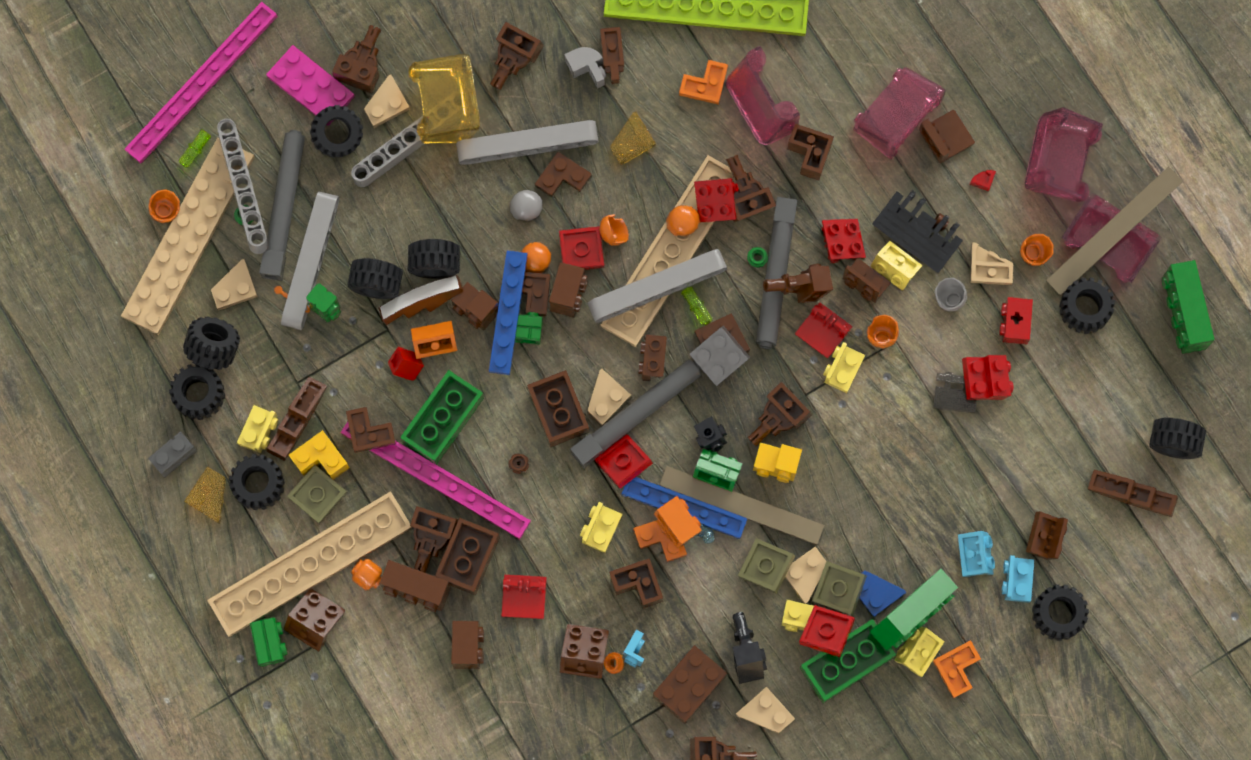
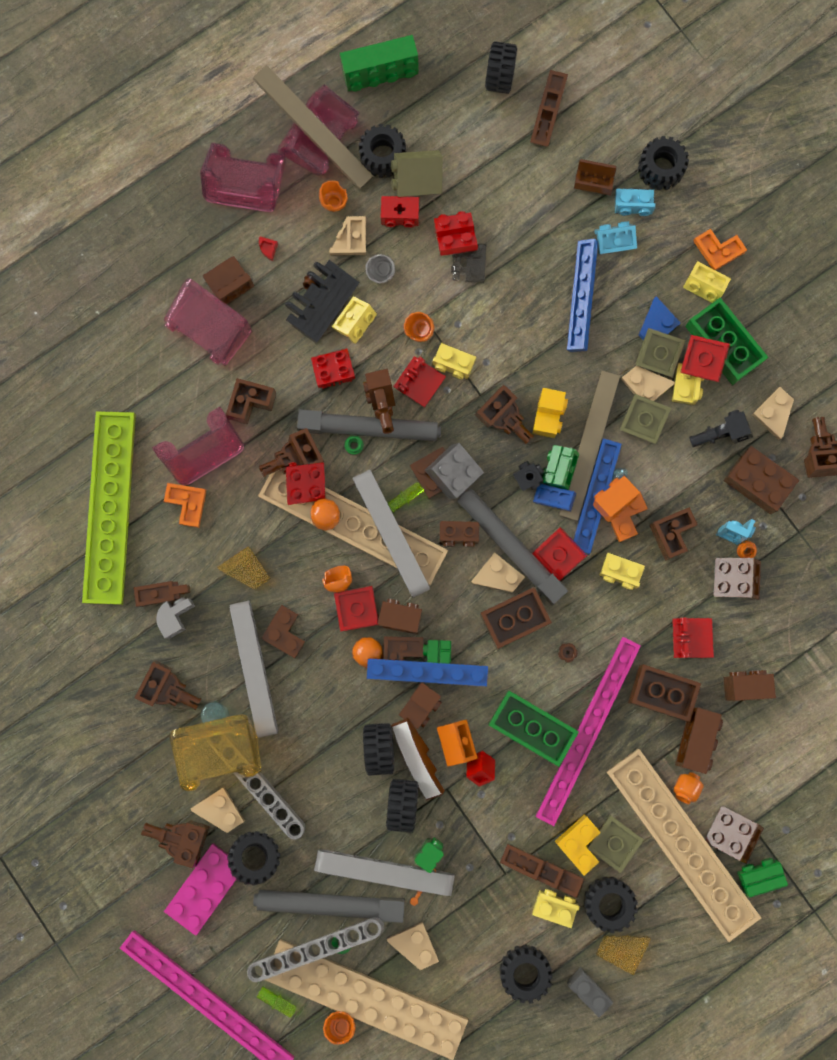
camera: 90 degrees left, 5 degrees up
(211, 343) = (491, 968): black tyre -> none
(367, 437) = (557, 803): reddish brown plate -> none
(431, 531) = (641, 729): reddish brown brick -> none
(485, 100) = (214, 711): none -> clear light blue head
(526, 205) = (316, 665): light grey hair -> none
(685, 462) = (554, 497): none -> blue plate
(865, 280) = (370, 345): reddish brown bracket -> none
(910, 511) = (582, 295): none -> plate
(914, 610) = (680, 282): brick -> none
(1055, 338) = (417, 173): none -> olive brick

